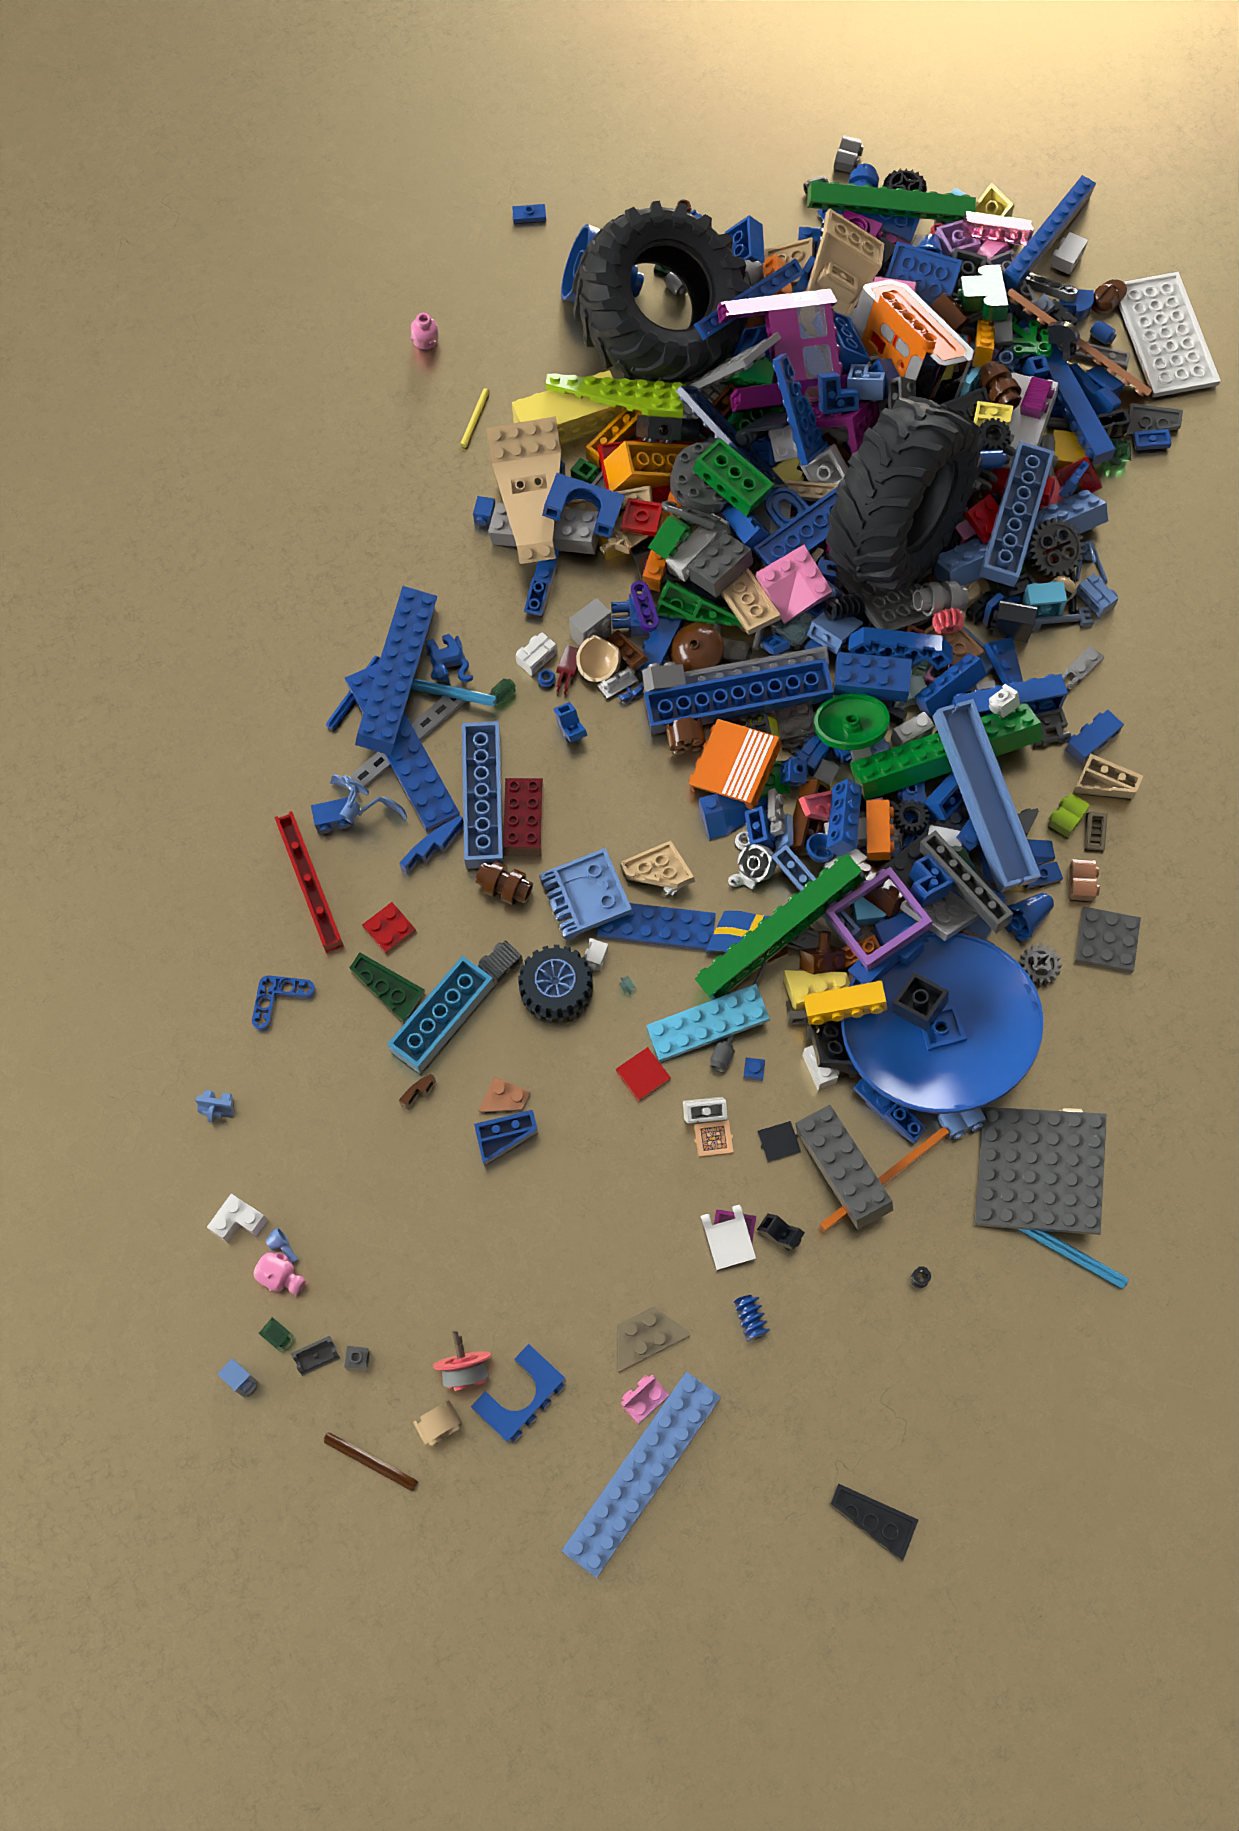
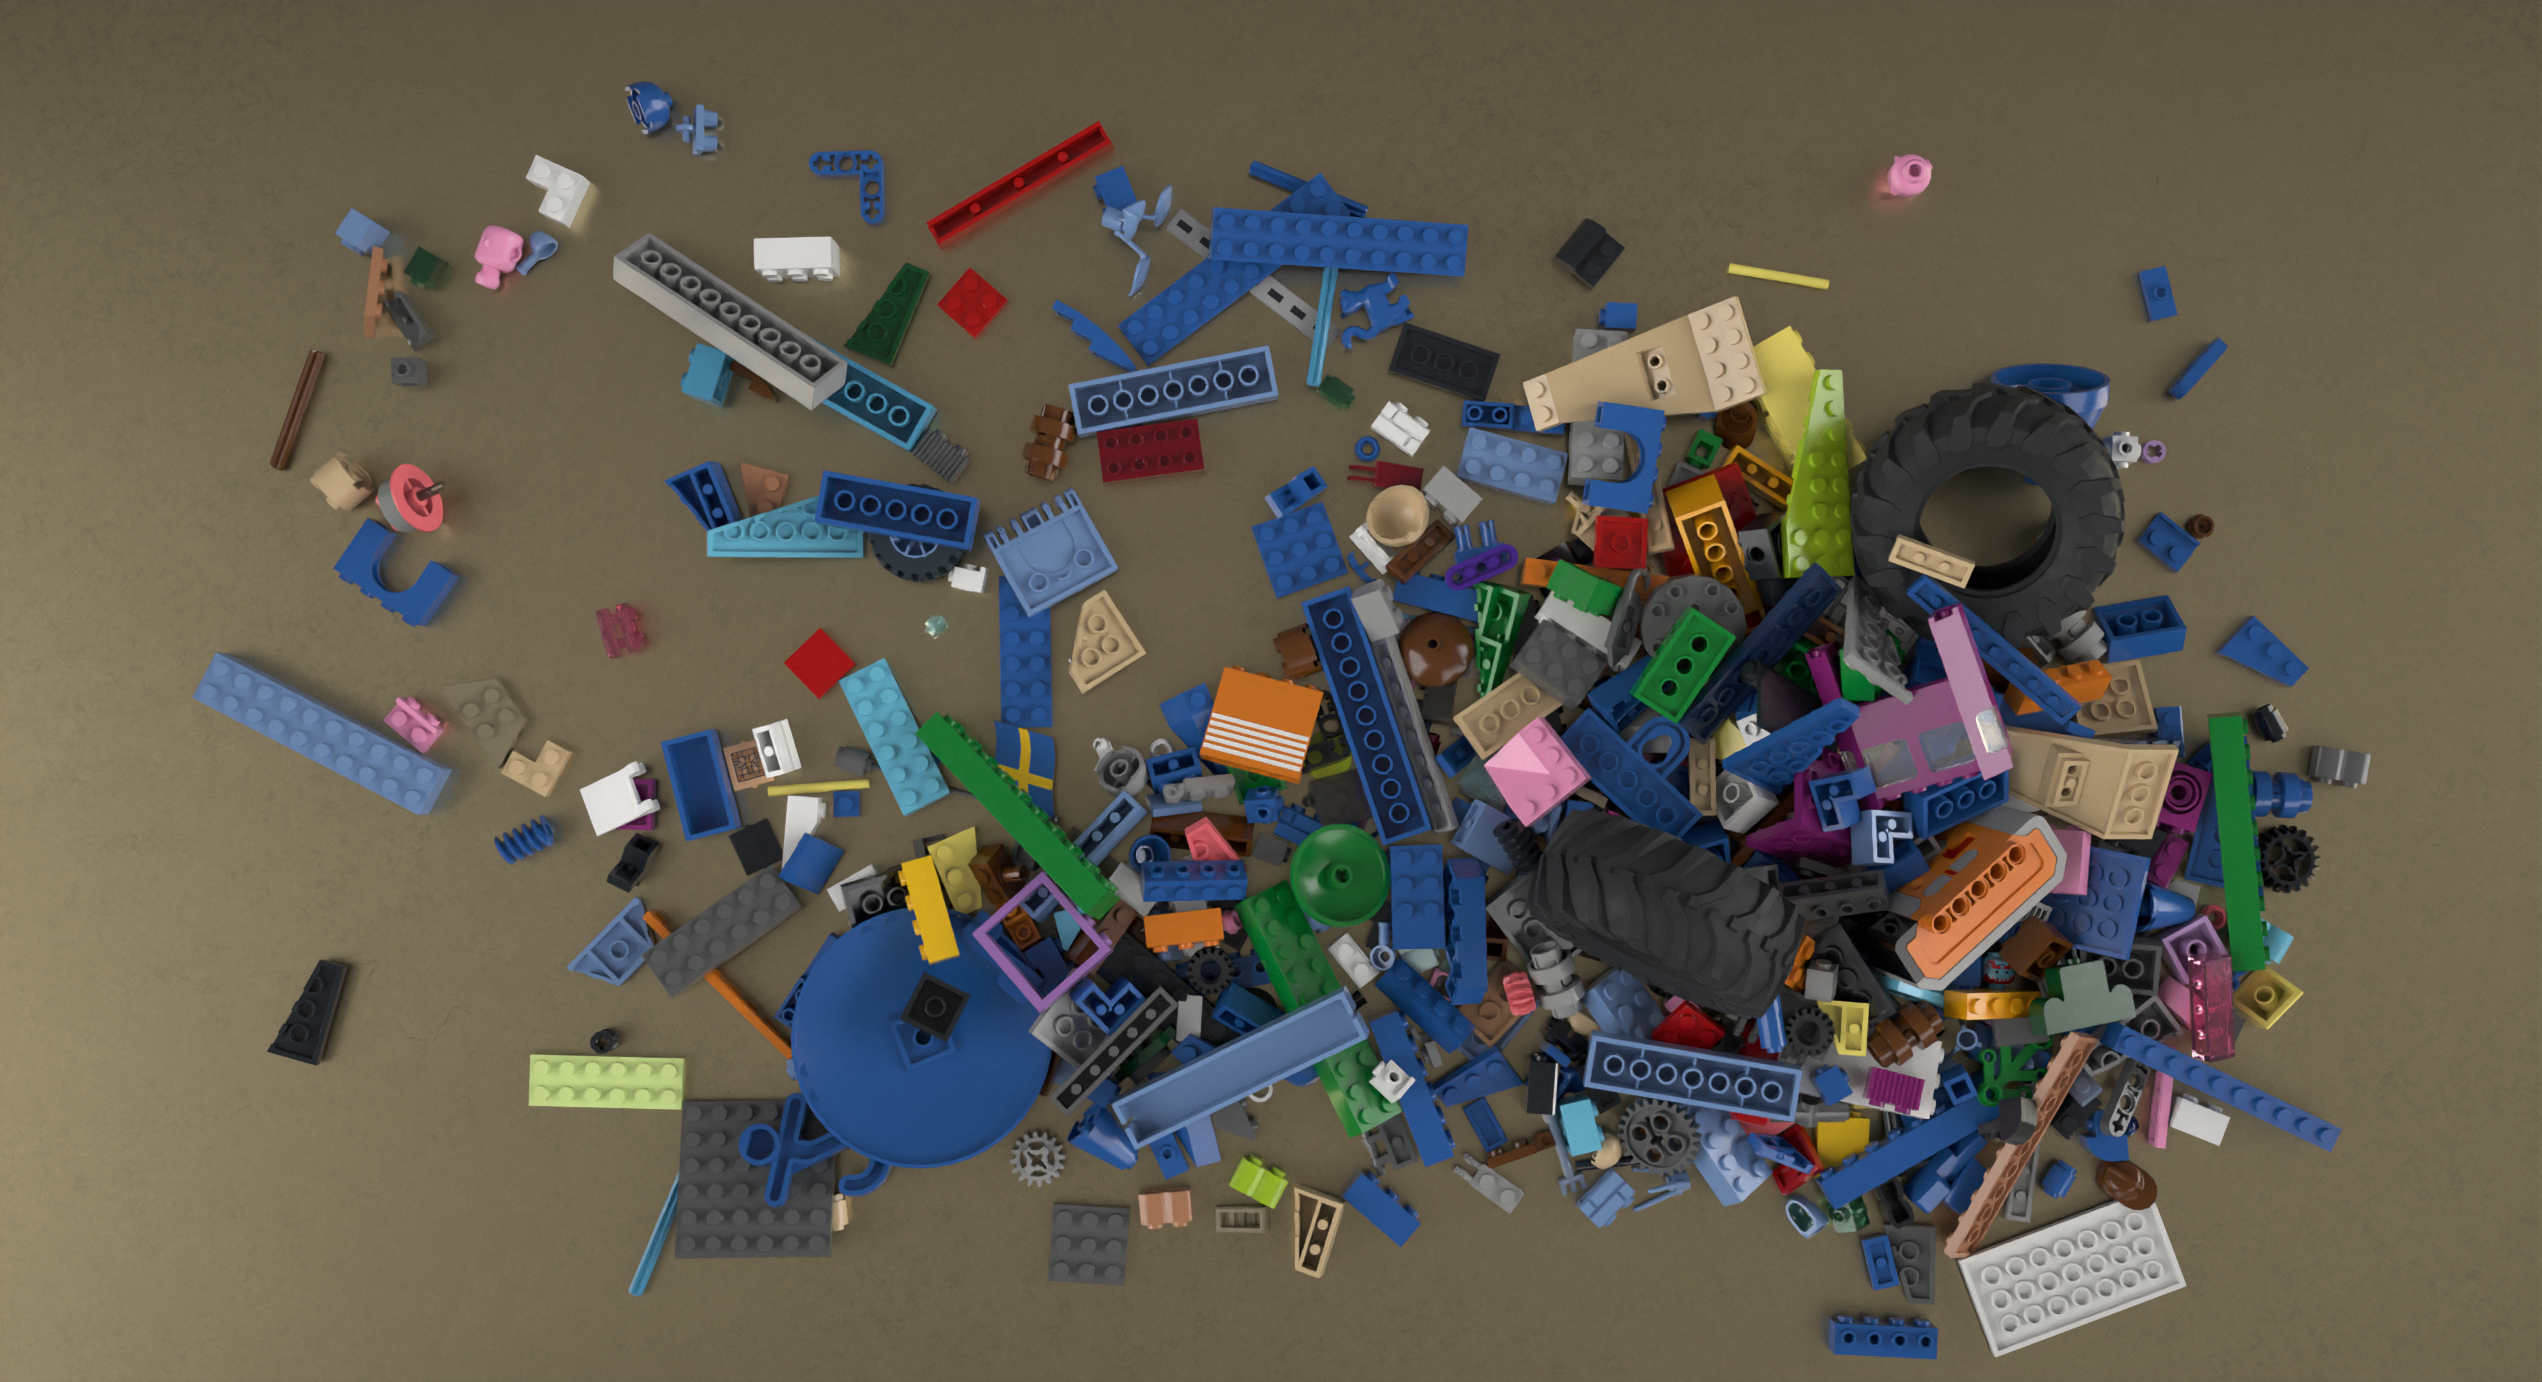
camera: 75 degrees right, 20 degrees up
(187, 1140) = (649, 105): none -> blue cylinder
(297, 1378) = (376, 288): none -> nougat wing
(330, 1042) = (796, 258): none -> white brick
(368, 1090) = (730, 320): none -> light grey brick
(406, 1119) = (707, 375): none -> dark azure brick
(435, 524) = (1588, 252): none -> black brick
(494, 622) = (1444, 362): none -> black plate
(538, 981) = (897, 510): none -> blue brick
(538, 1062) = (784, 534): none -> medium azure wing
(571, 448) = (1737, 425): none -> reddish brown piece
(575, 585) = (1511, 466): none -> medium blue brick
(581, 196) = (2198, 368): none -> blue beam
(601, 1211) = (626, 617): none -> clear pink brick
(611, 731) = (1299, 550): none -> blue plate
(687, 318) = (1931, 561): none -> tan plate
(699, 1302) = (538, 774): none -> tan plate
(726, 1170) = (701, 784): none -> blue piece
(738, 1088) = (819, 787): none -> light yellow bar
(766, 1102) = (802, 816): none -> white slope
(768, 187) = (2262, 651): none -> blue wing
(797, 1095) = (811, 863): none -> blue tile
(847, 1257) = (618, 947): none -> medium blue wing
(905, 705) = (1377, 954): none -> medium blue bar
(953, 1283) = (606, 1081): none -> yellowish green plate
(1023, 1136) = (791, 1153): none -> blue piece
(1030, 432) = (1831, 1084): none -> blue brick
(1038, 665) = (1485, 1124): none -> blue tile
(1059, 643) = (1521, 1149): none -> reddish brown hinge
(1060, 272) = (2160, 1108): none -> bright pink tile
(1118, 477) = (1806, 1216): none -> medium blue rock
(1204, 443) = (1883, 1338): none -> blue brick

